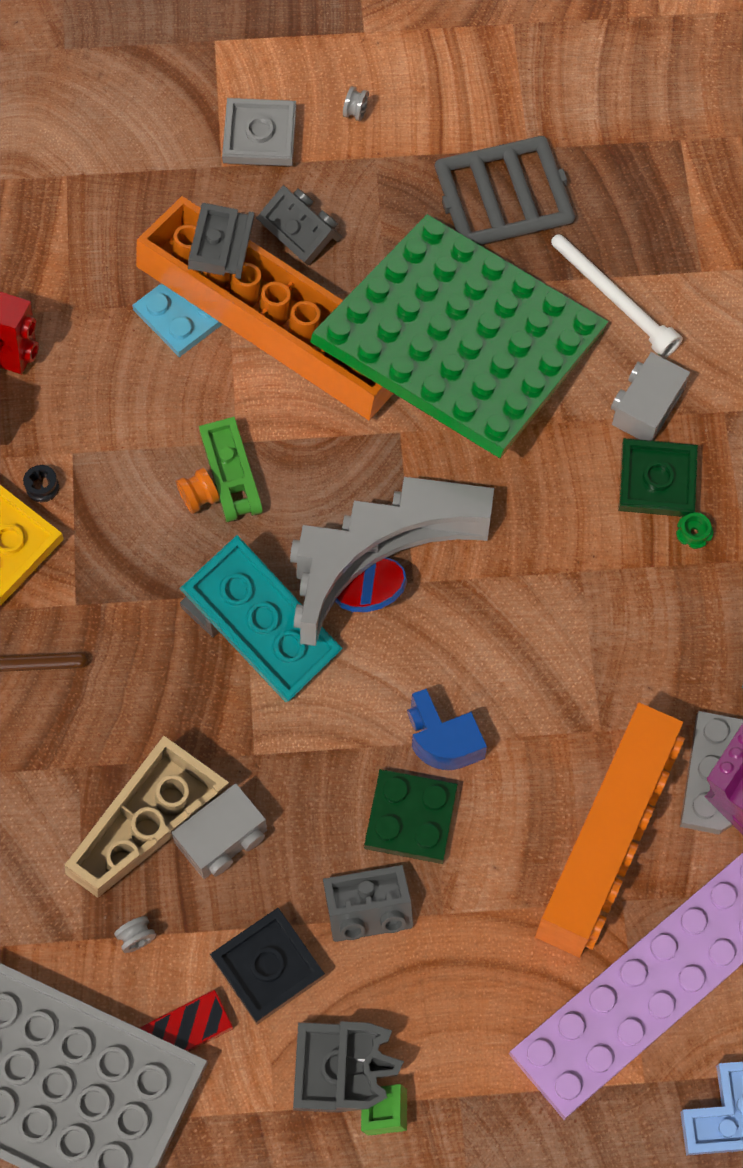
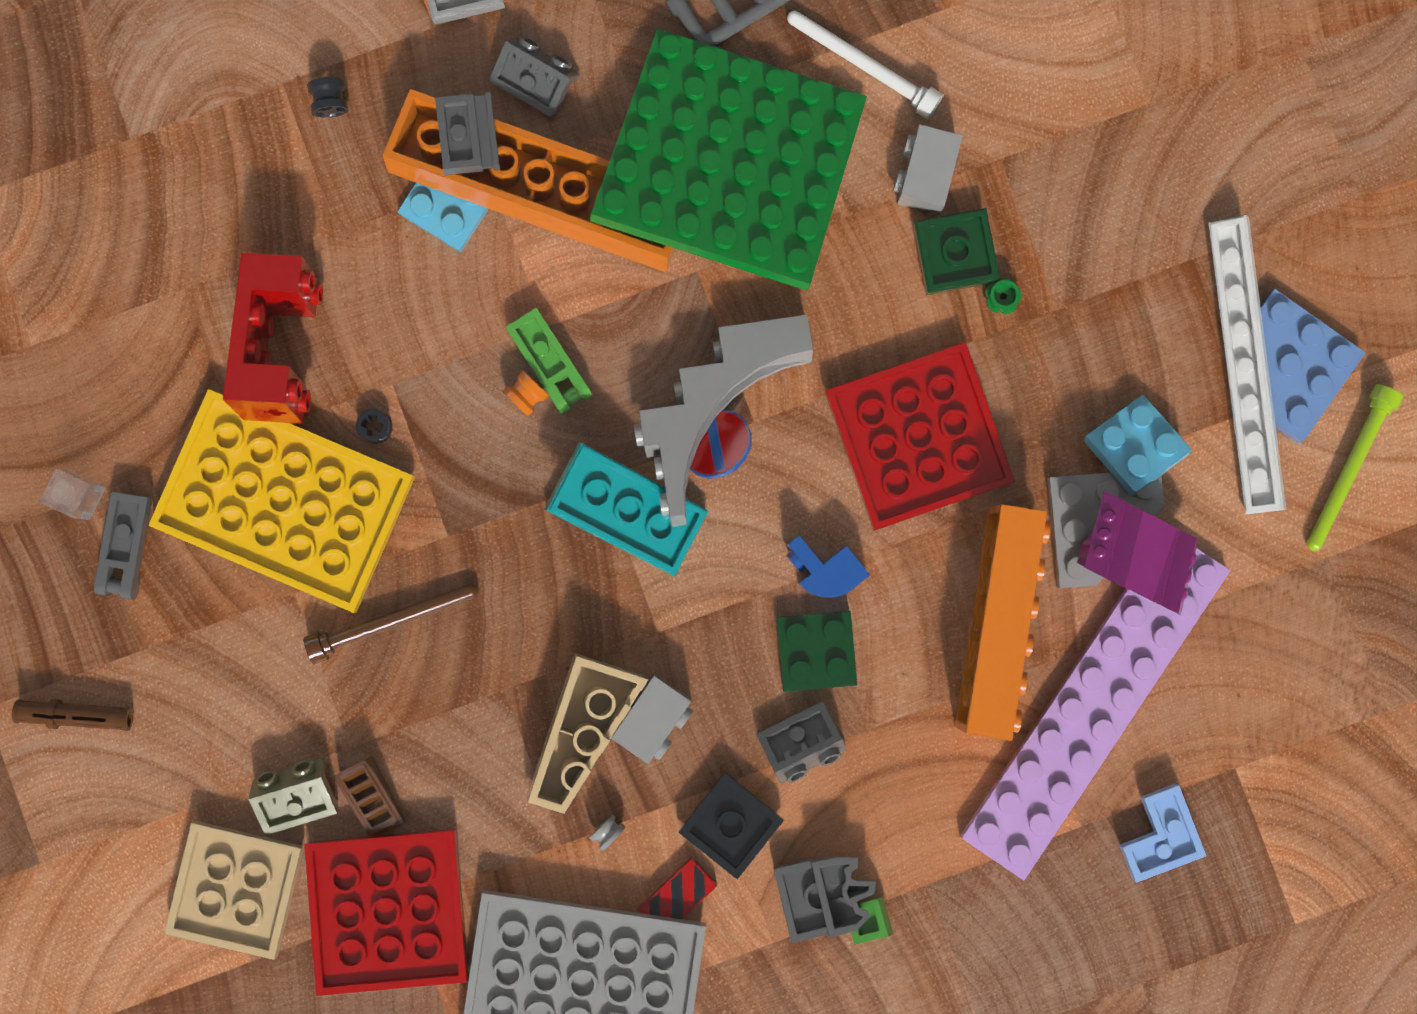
camera: 15 degrees left, 20 degrees up
(104, 193) = (327, 97): none -> black wheel
(575, 637) = (919, 436): none -> red plate

